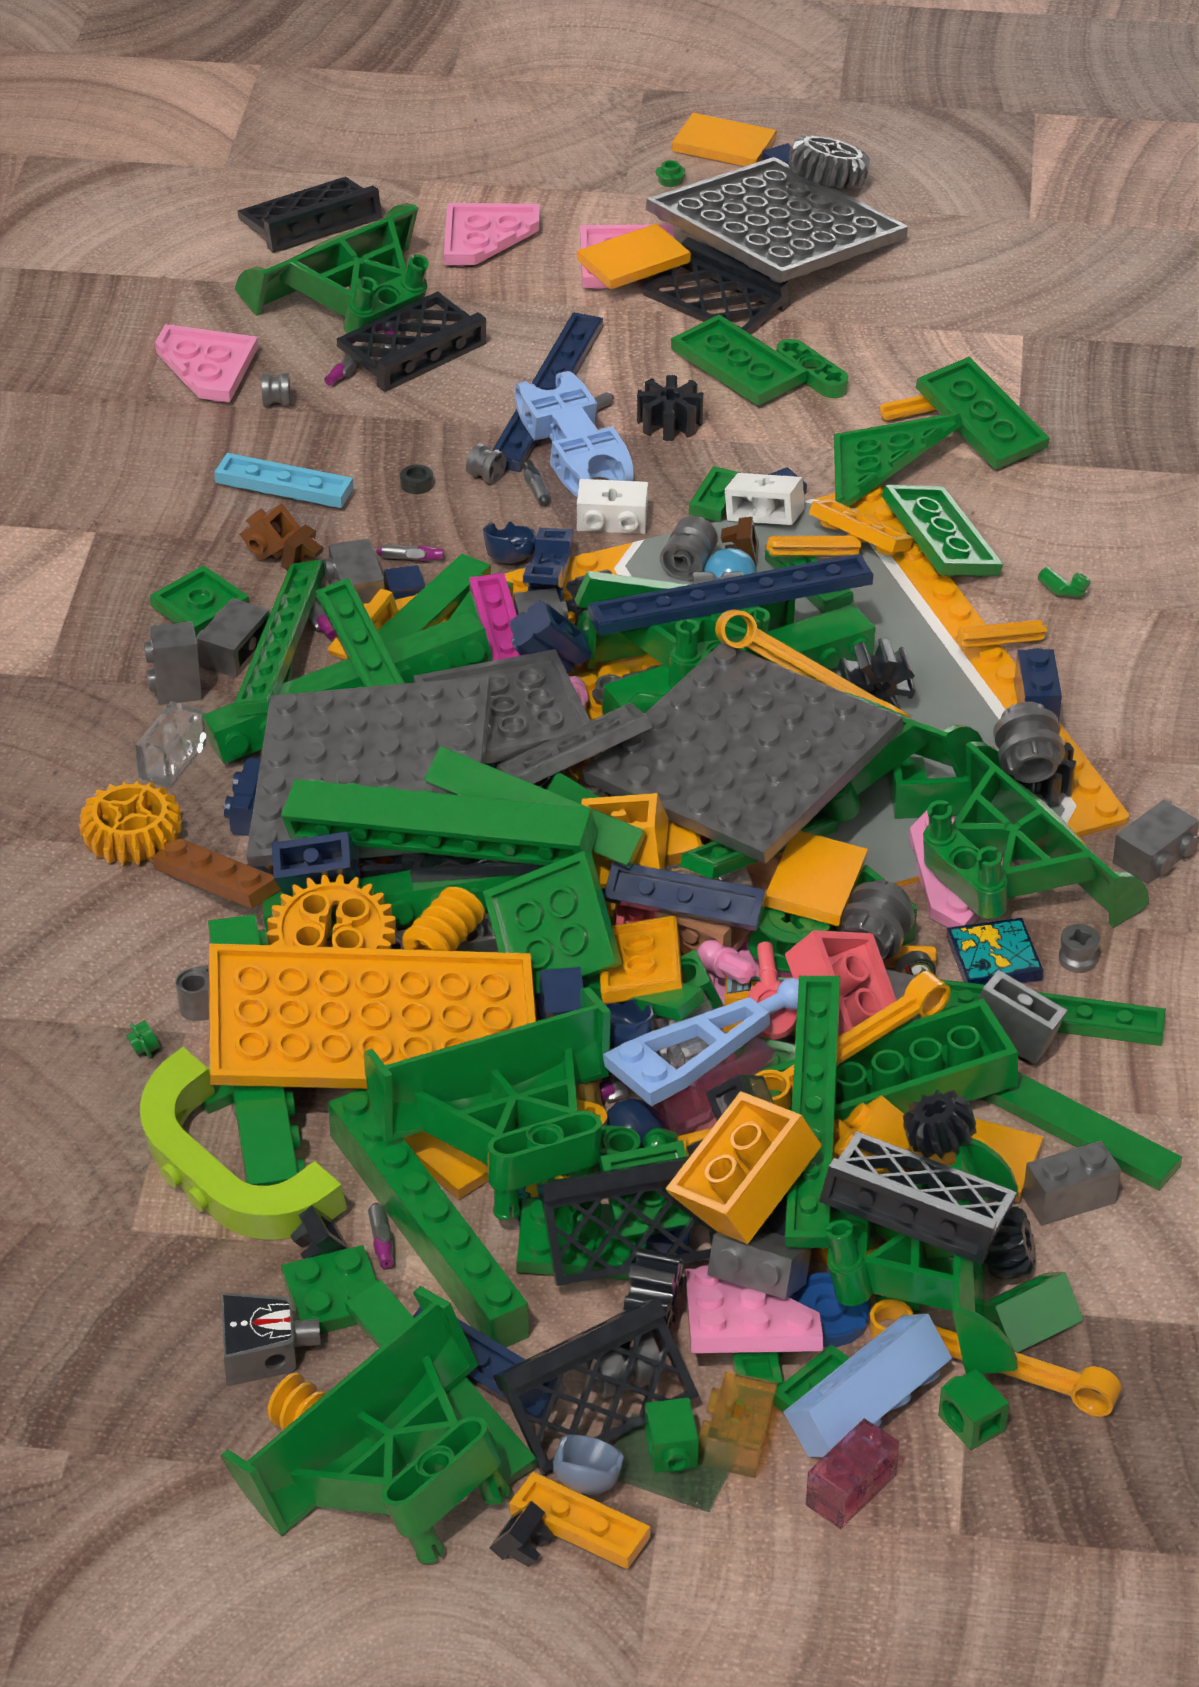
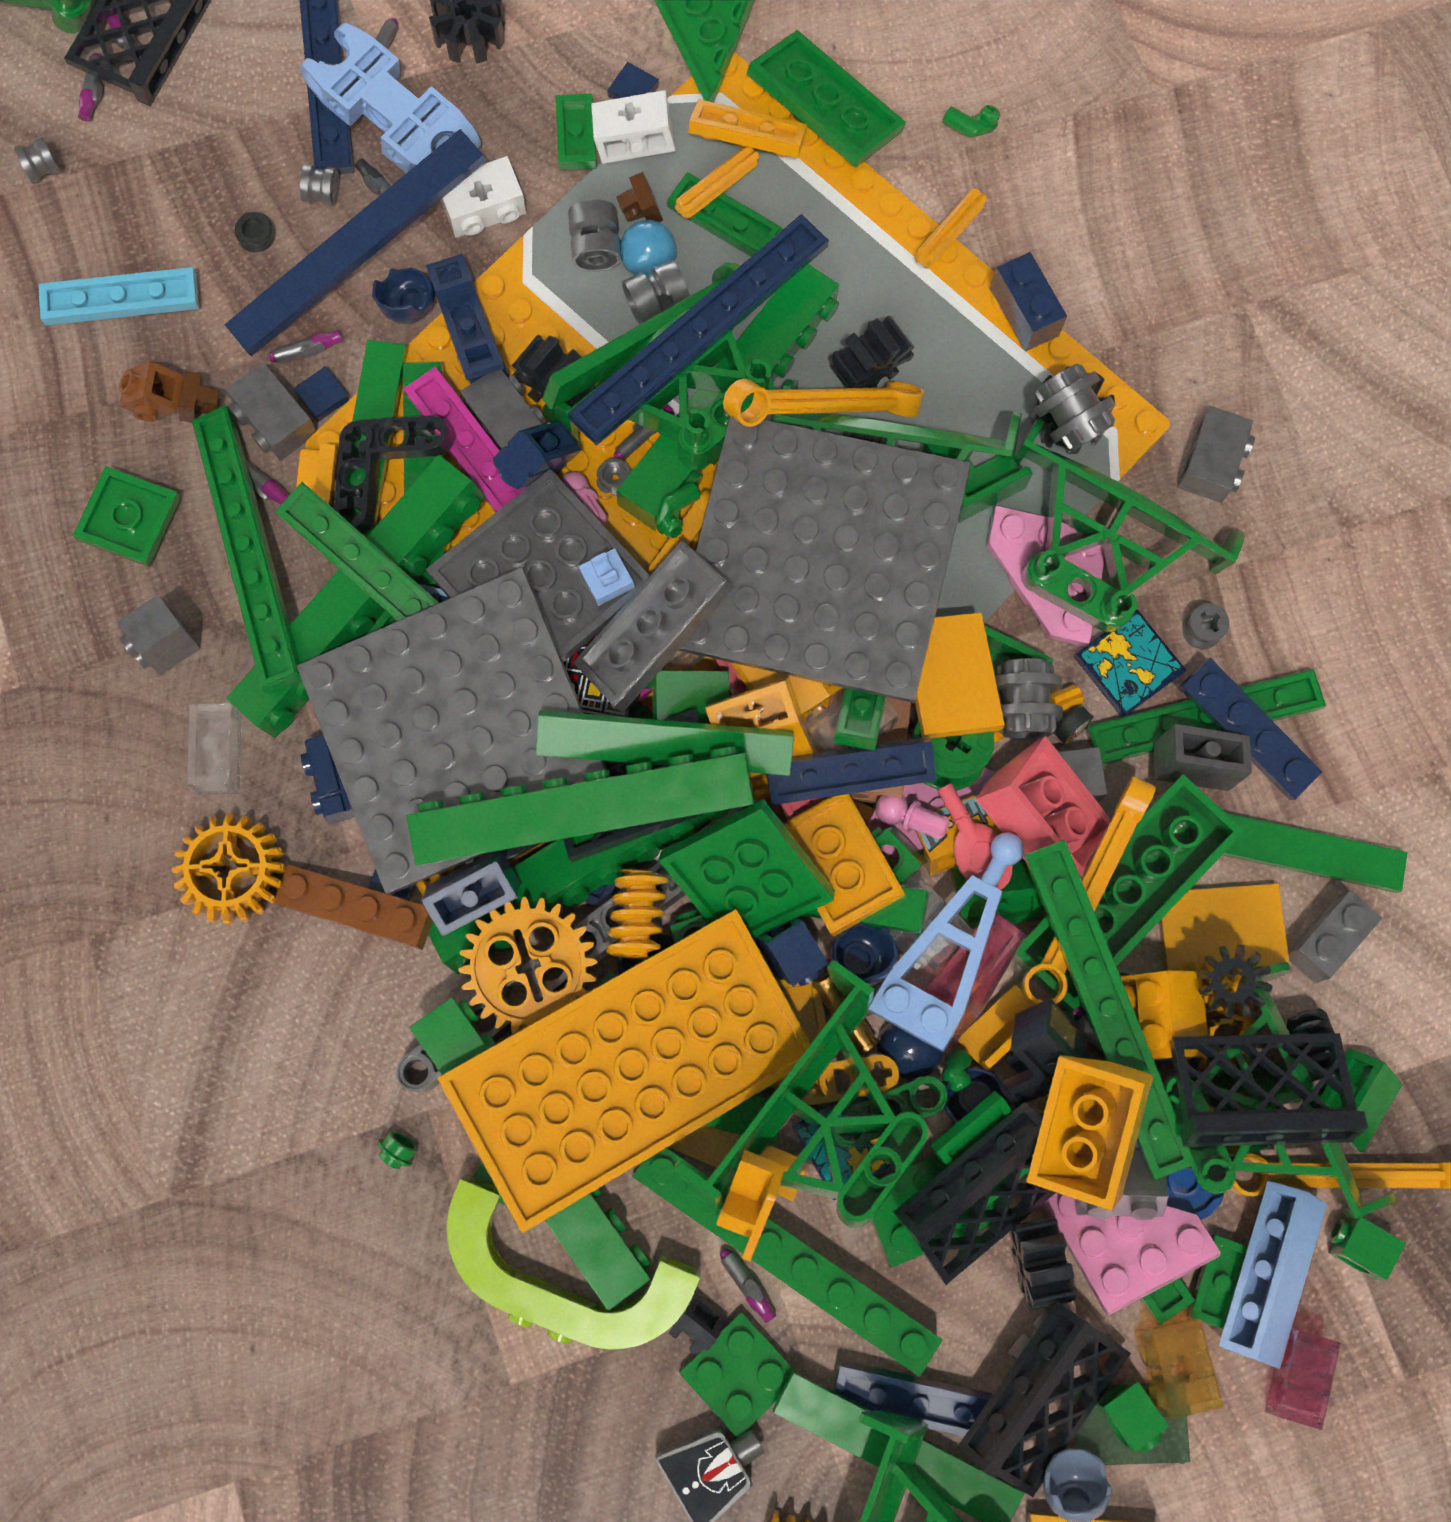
camera: 30 degrees left, 35 degrees up
(231, 637) = (190, 558): flat silver brick -> none
(417, 1120) = (751, 1198): none -> light orange panel
(428, 602) = (376, 449): none -> black beam
(492, 497) = (355, 242): none -> dark blue tile
(556, 711) = (606, 576): none -> light blue tile
(1081, 1027) = (1238, 714): none -> dark blue plate

